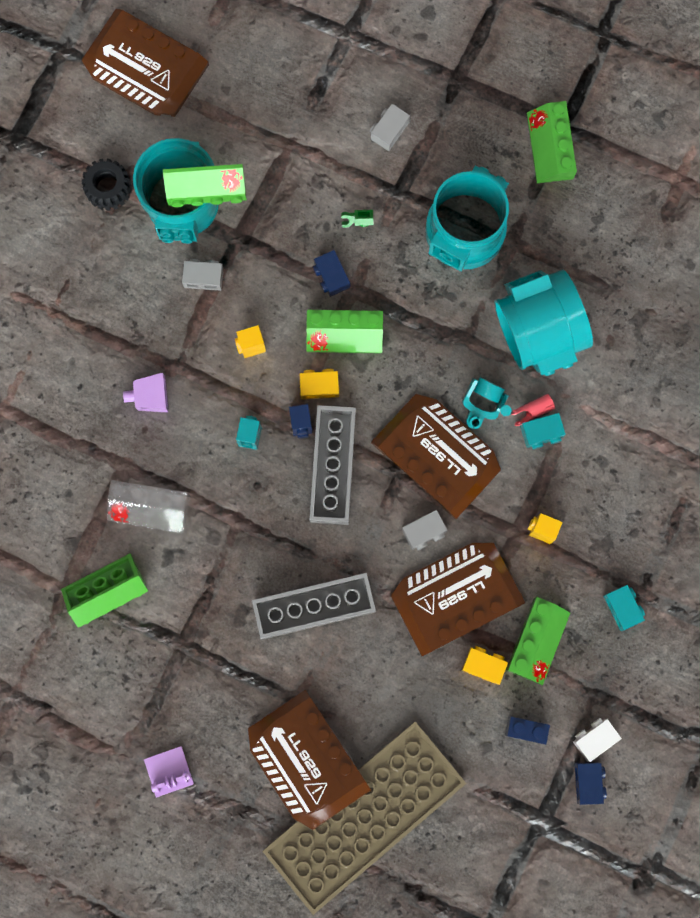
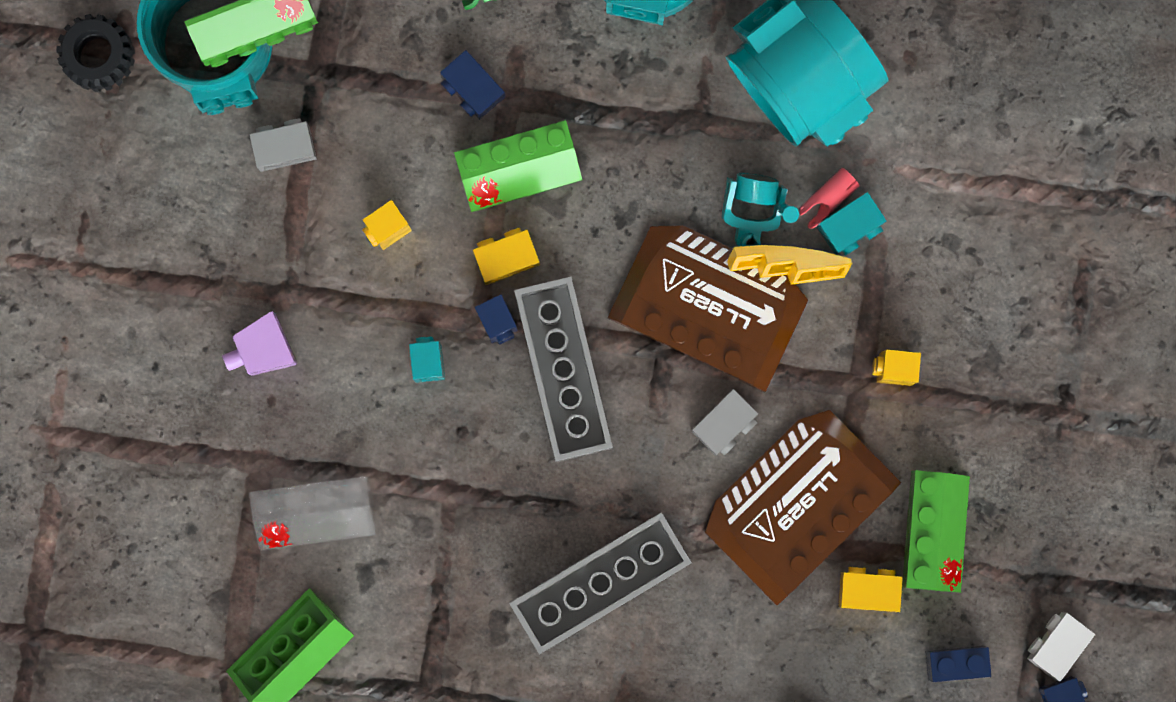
camera: 20 degrees left, 5 degrees up
(501, 444) = (798, 263): none -> yellow slope
(624, 607) = (1045, 445): teal brick -> none

